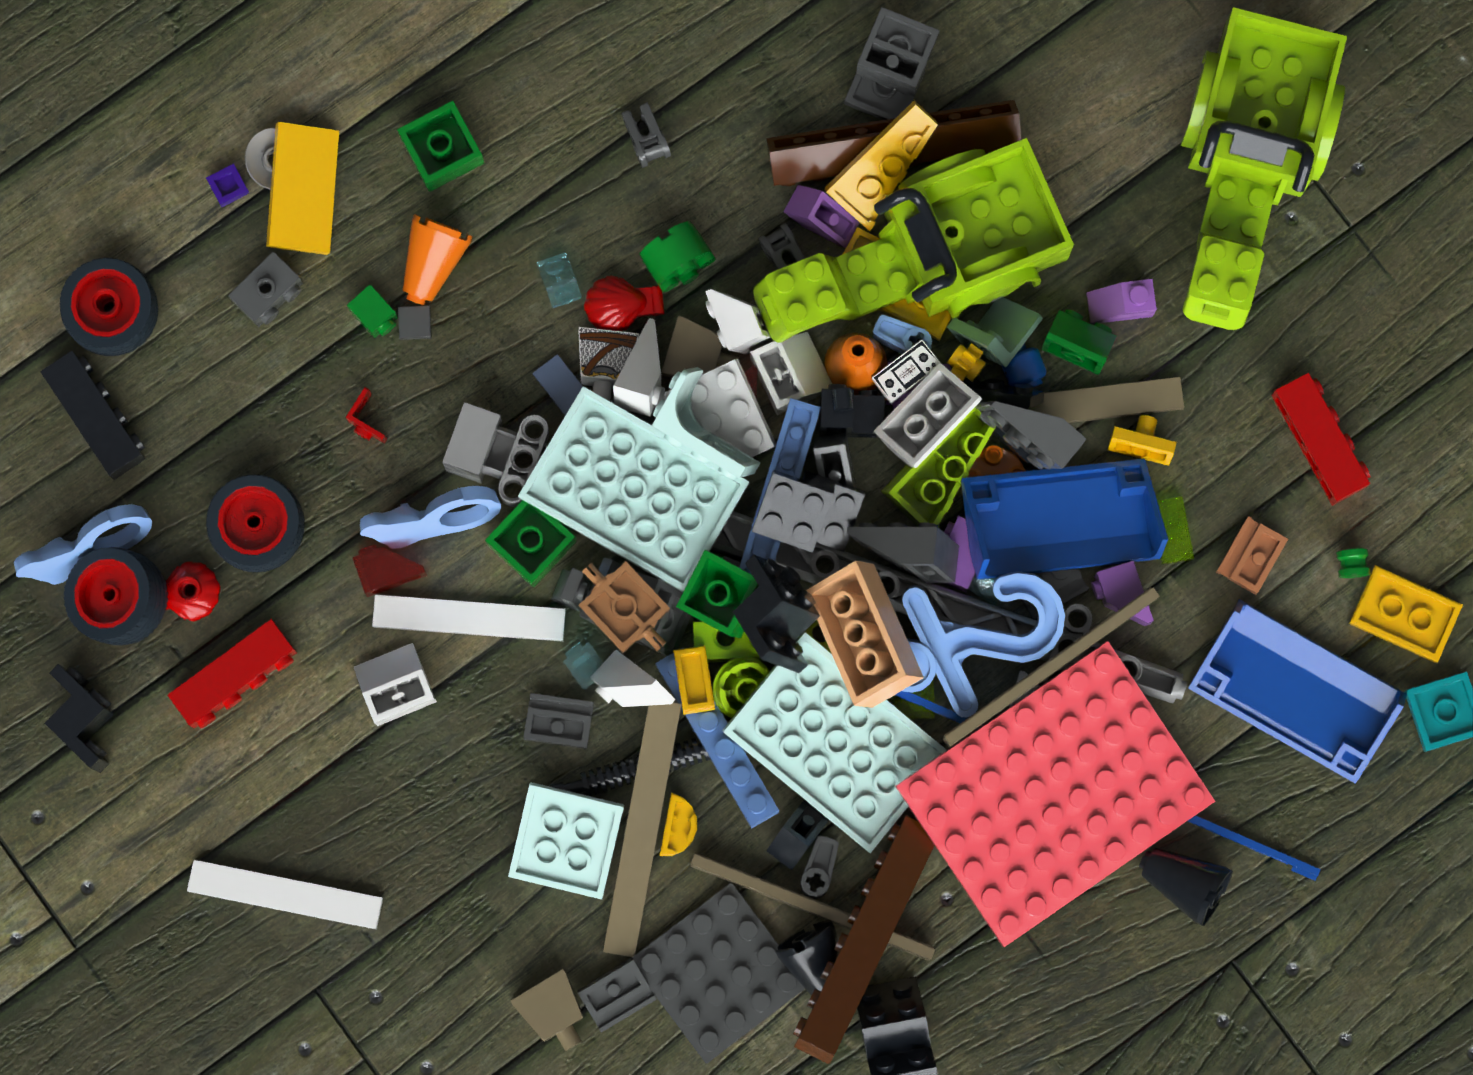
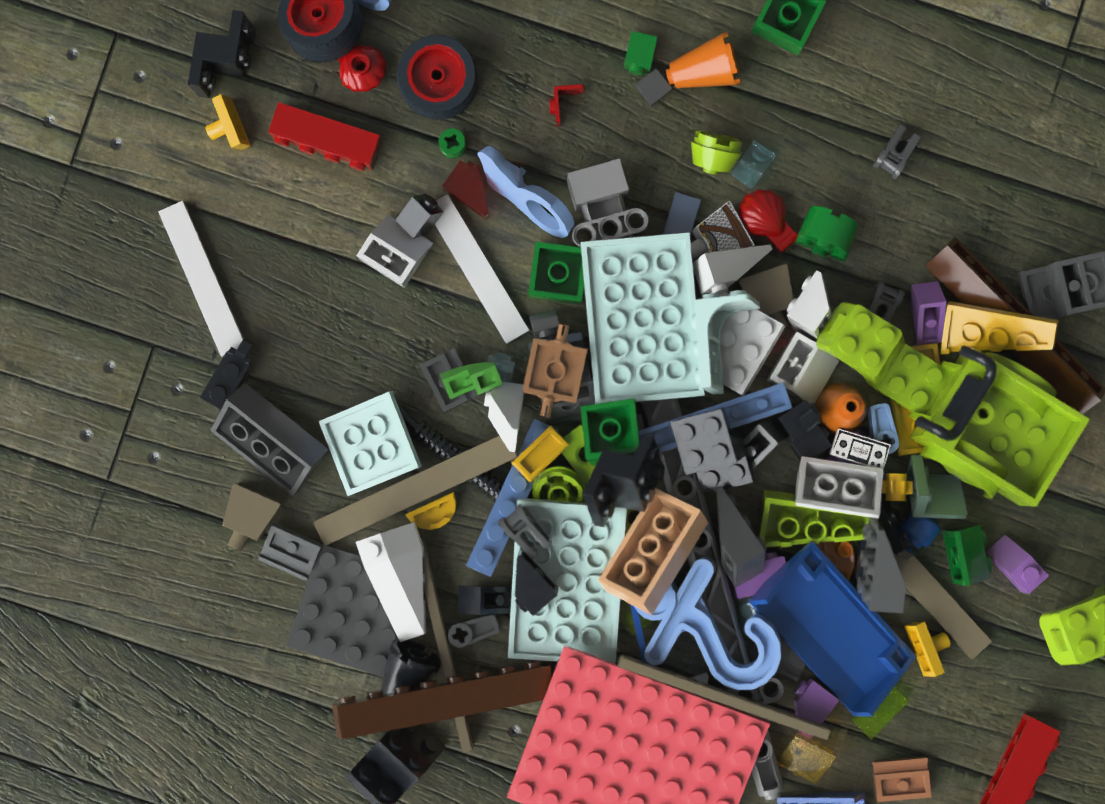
camera: 55 degrees right, 5 degrees up
(150, 761) = (228, 123): none -> yellow tile
(333, 559) = (456, 146): none -> green wheel
(377, 635) = (419, 215): none -> brick
(399, 934) = (228, 375): none -> black hinge
(491, 939) = (268, 439): none -> dark grey slope
(521, 307) = (715, 152): none -> lime cone
(569, 702) = (469, 377): none -> bright green slope
(710, 900) = (397, 575): none -> white wedge
(746, 740) = (521, 521): none -> dark grey piece
(816, 775) = (532, 585): none -> black slope
(1168, 631) = (806, 758): none -> clear yellow piece

